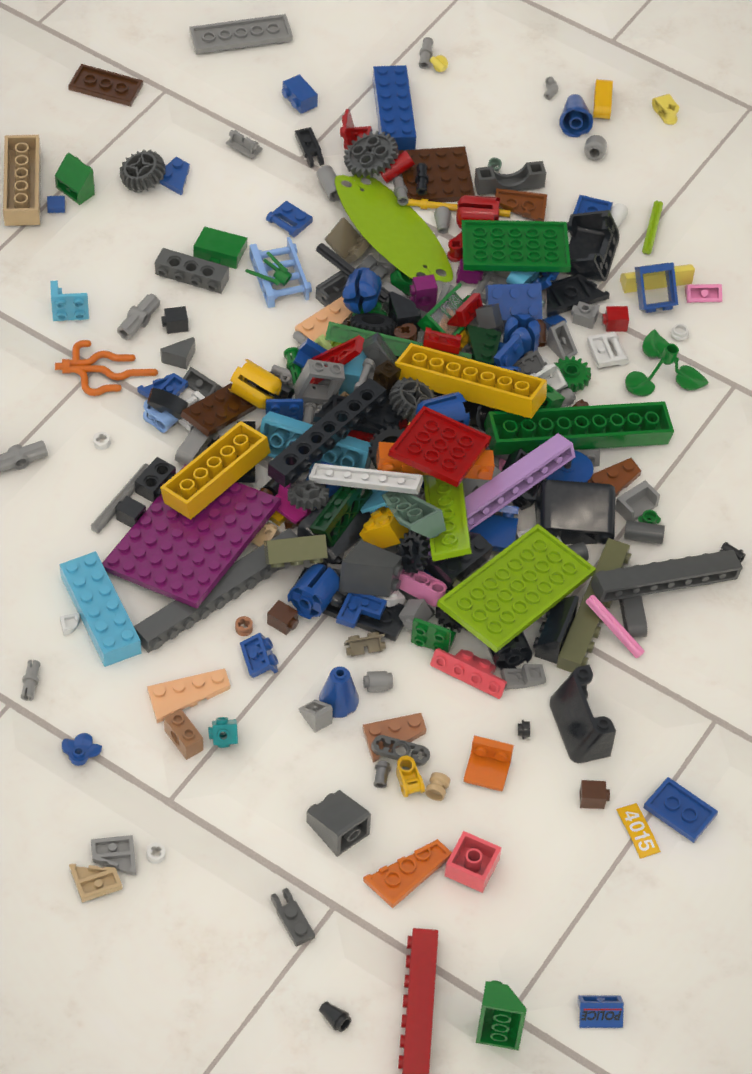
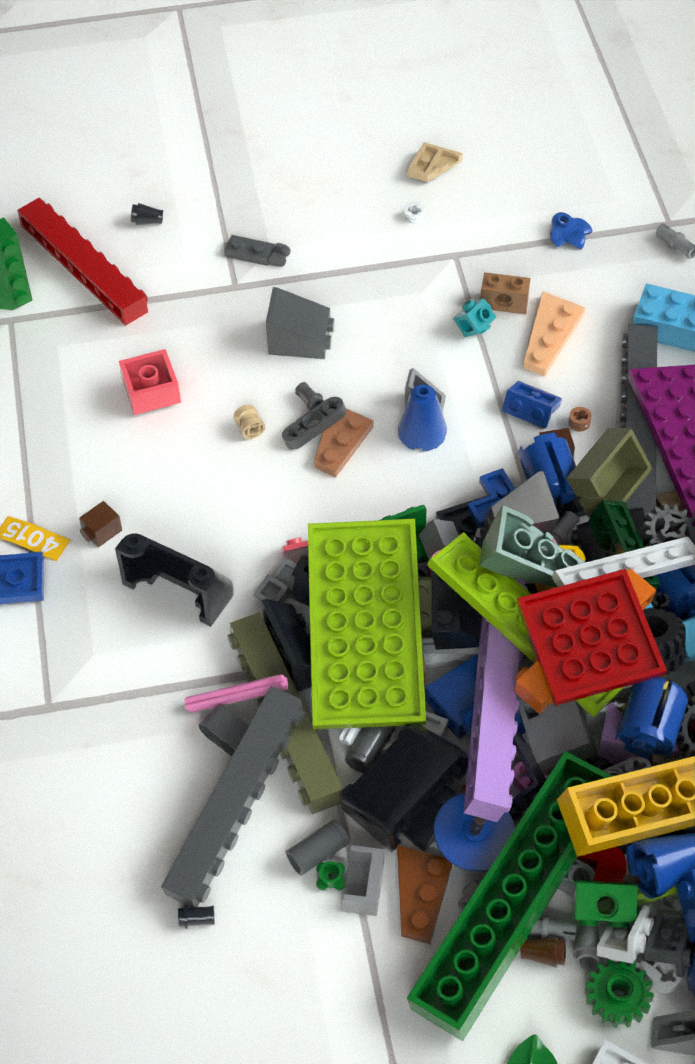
camera: 140 degrees right, 0 degrees up
(115, 852) = (442, 188): light grey wing -> none
(372, 642) = (459, 487): dark tan hinge -> none
(378, 681) = (405, 465): light grey brick -> none
(405, 875) = (199, 343): orange wing -> none
(409, 780) = (282, 408): yellow piece -> none
(488, 763) = (224, 474): orange bracket -> none
(524, 729) = (225, 533): black plate -> none

